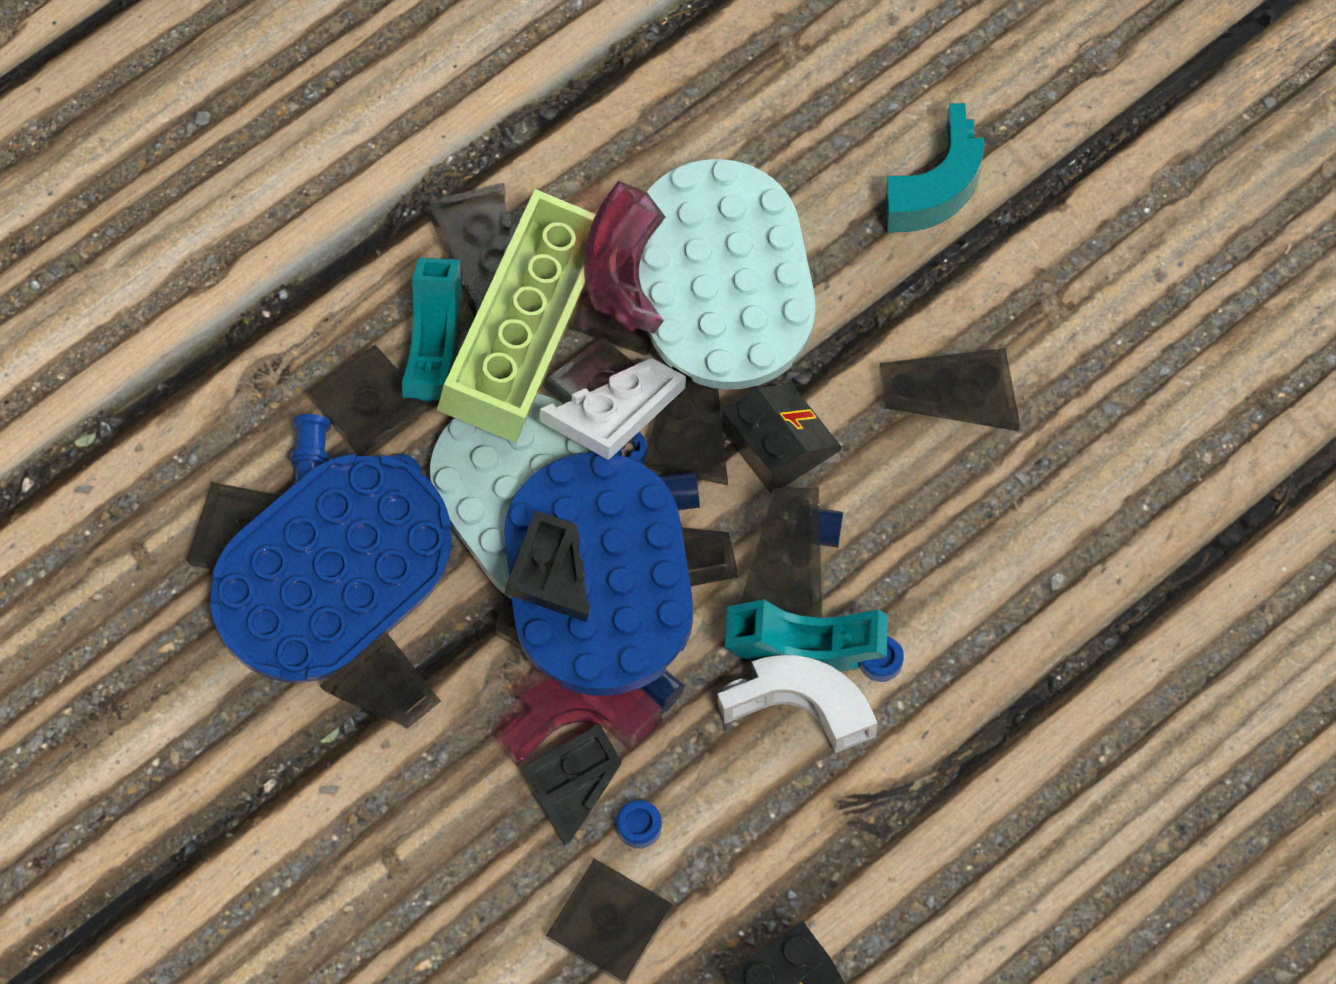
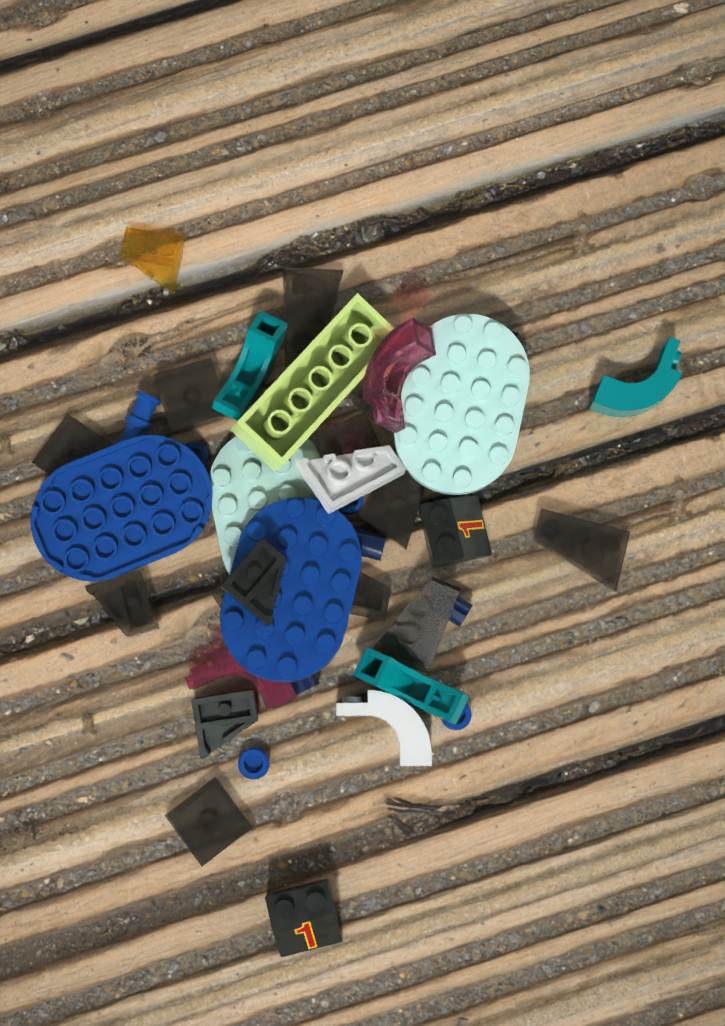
camera: 15 degrees right, 15 degrees up
(250, 255) = (154, 254): none -> clear yellow wing

